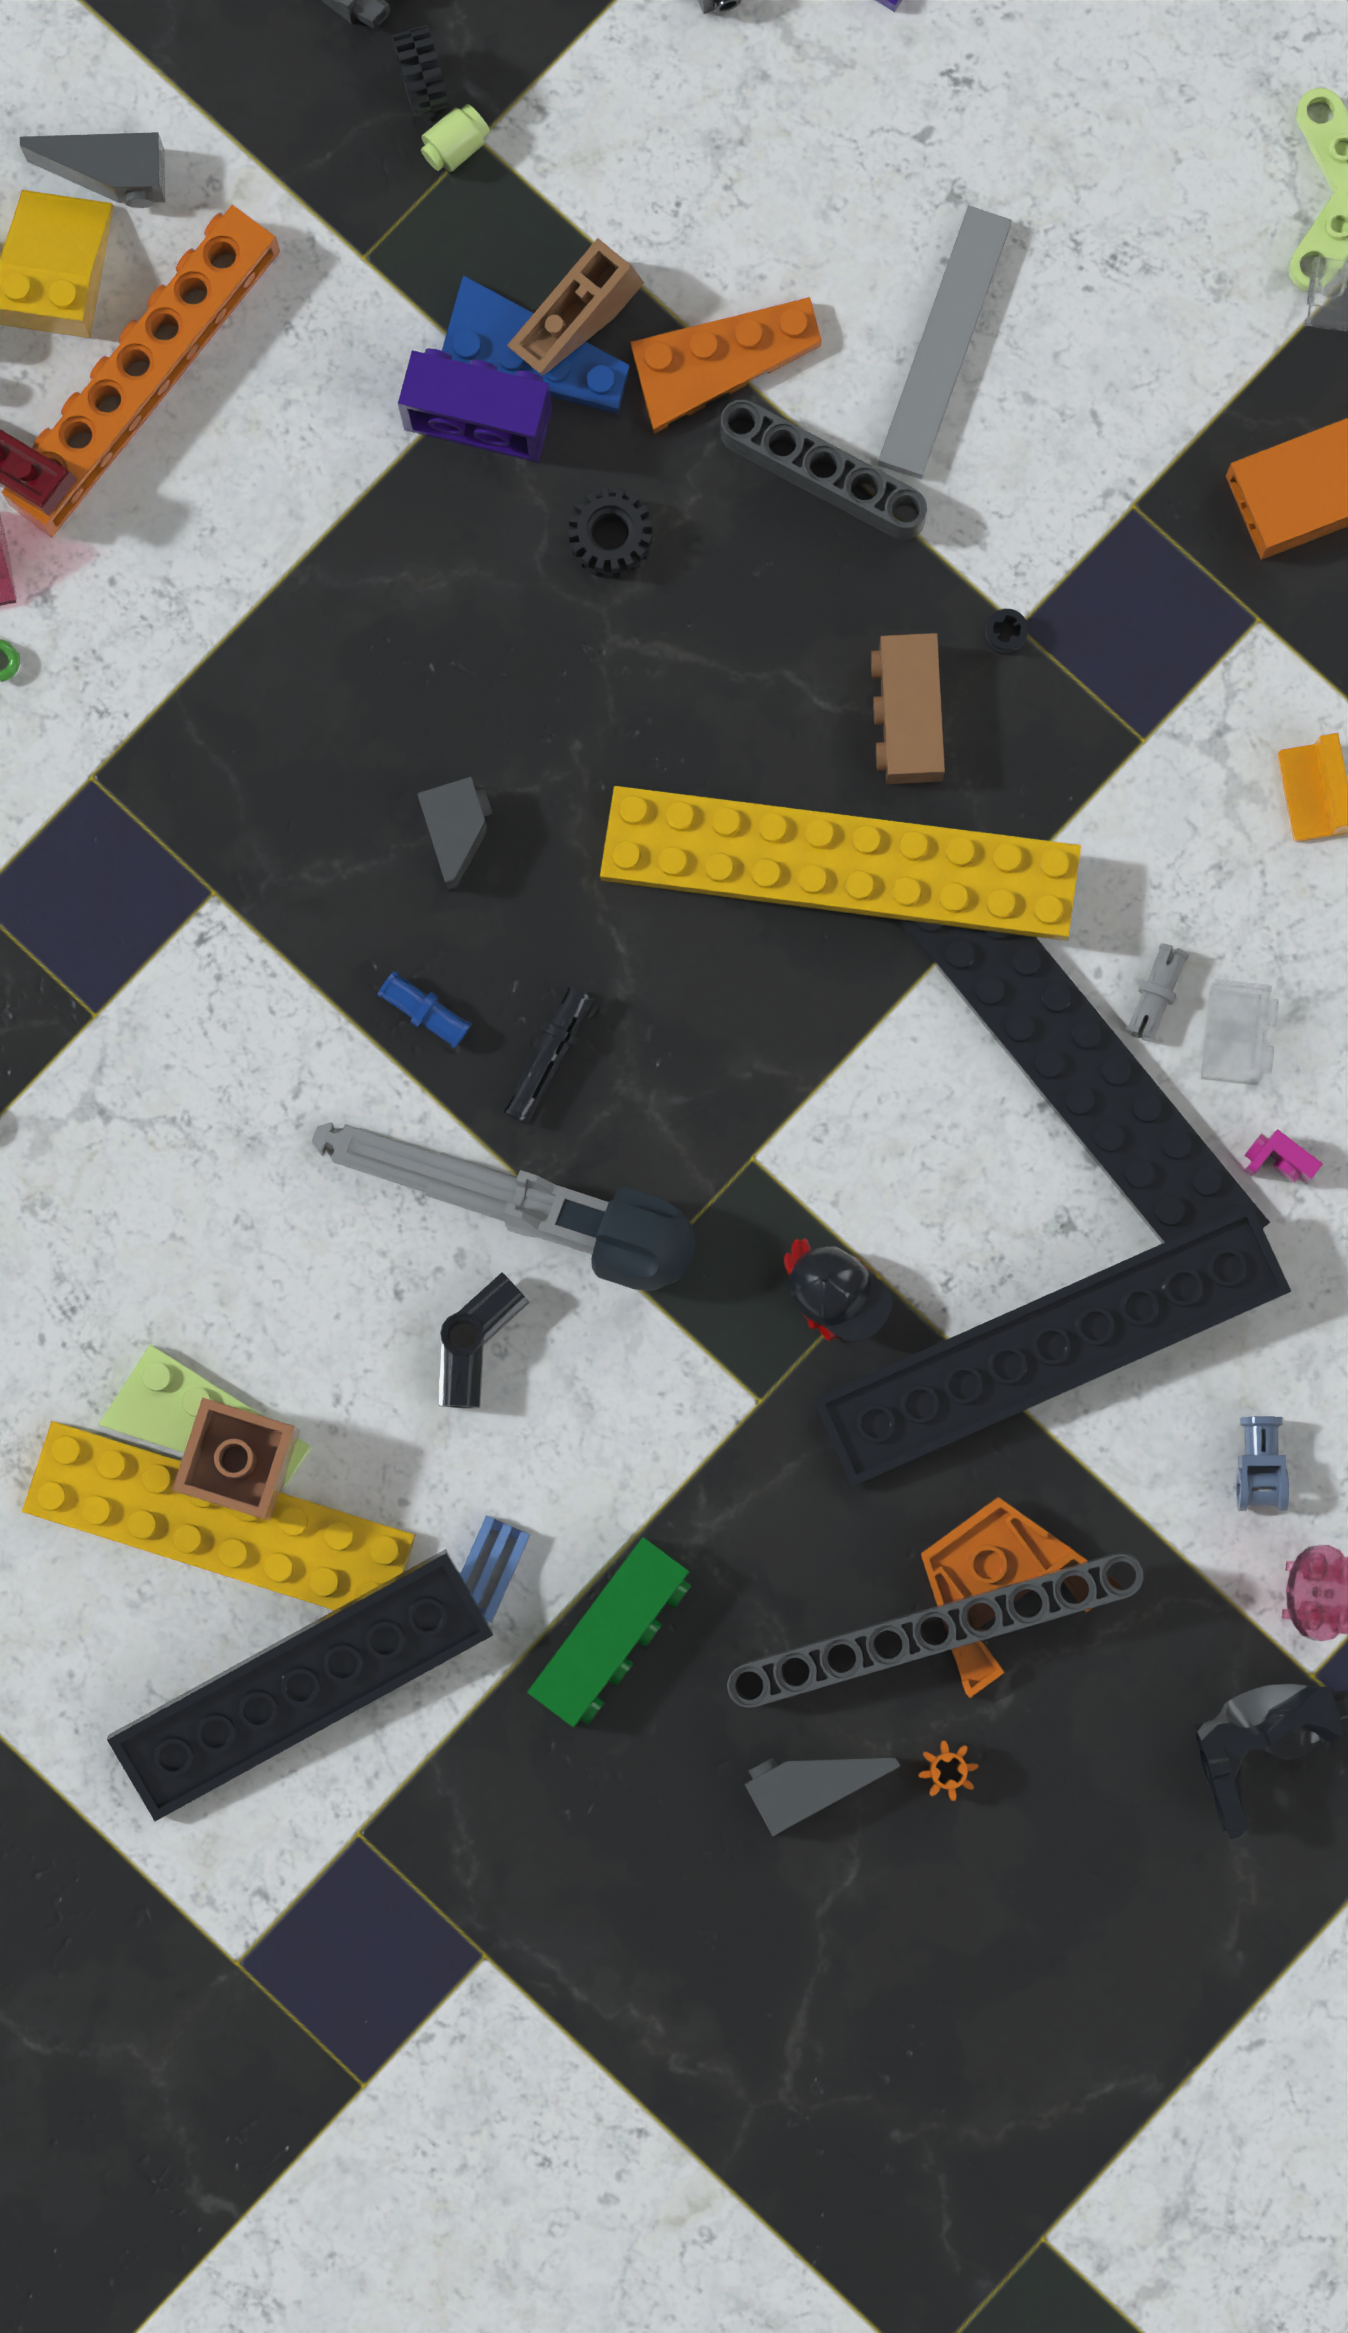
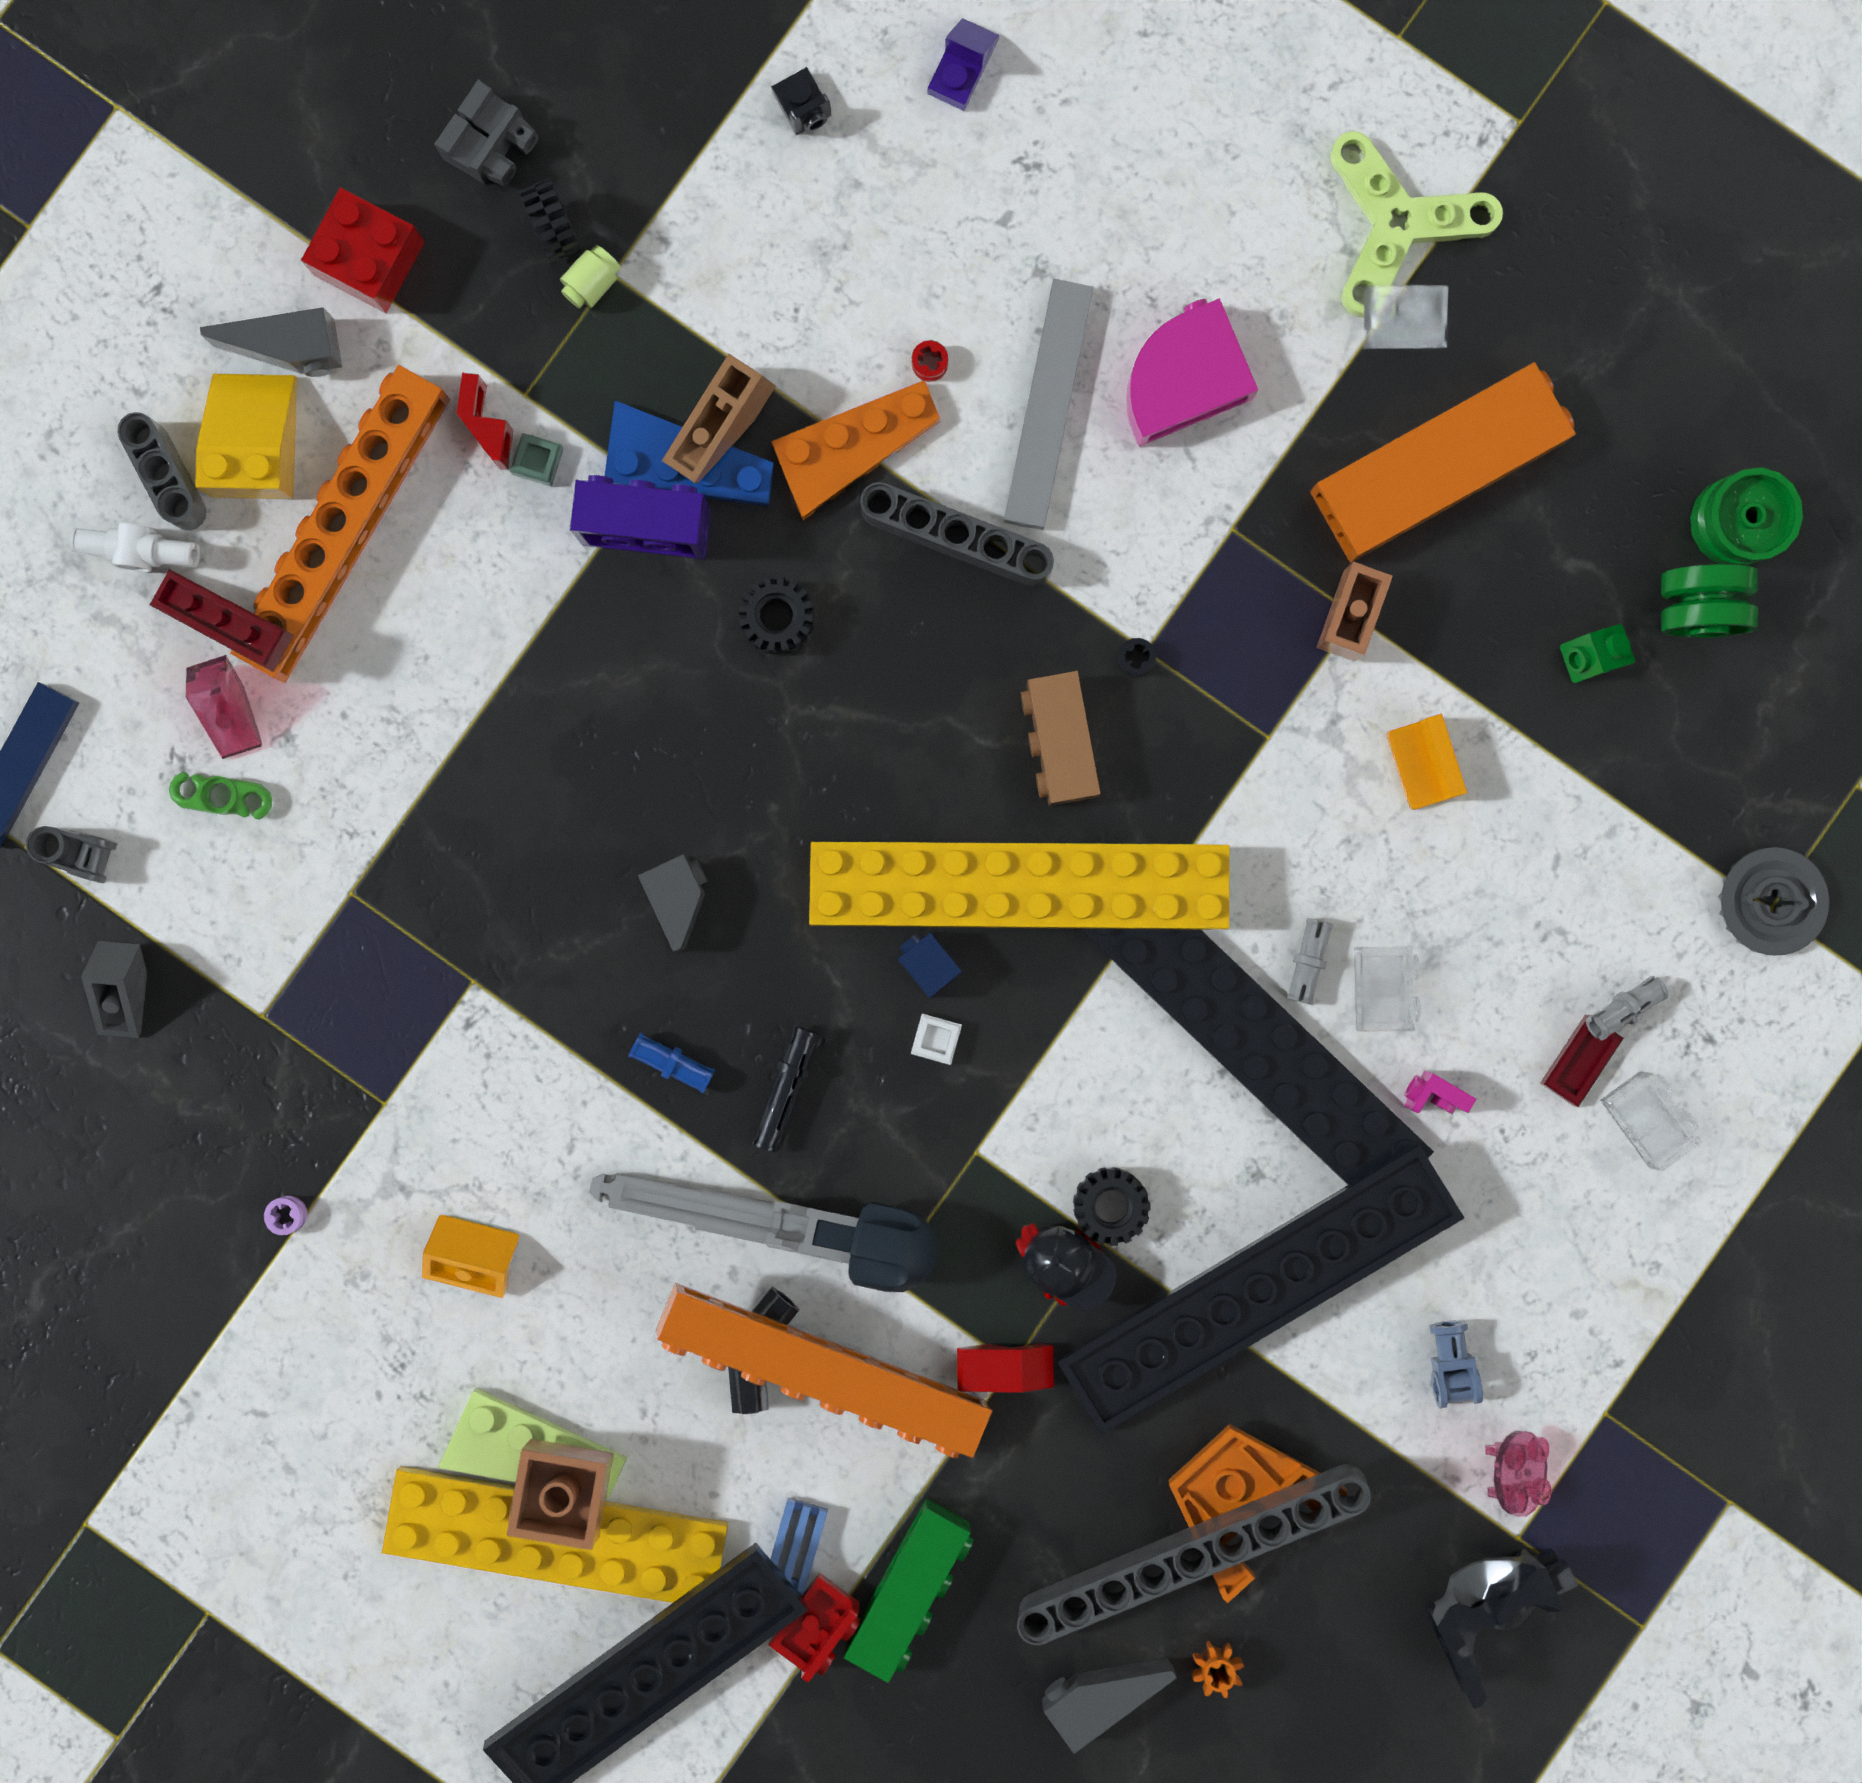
camera: 15 degrees left, 5 degrees up
(167, 1195) = (469, 1256): none -> light orange panel
(209, 77) = (363, 250): none -> red brick
(320, 292) = (491, 433): none -> red slope
(367, 329) = (536, 459): none -> sand green tile
(496, 1663) = (814, 1634): none -> red bracket
(549, 1365) = (823, 1371): none -> orange brick
(724, 1024) = (936, 1039): none -> white tile
(727, 936) = (928, 963): none -> dark blue brick
(753, 1398) = (1005, 1368): none -> red slope
(828, 267) = (936, 350): none -> red bush
(905, 1206) = (1132, 1221): none -> black tyre
(1103, 327) = (1187, 373): none -> dark pink brick
(1255, 610) = (1354, 611): none -> nougat brick

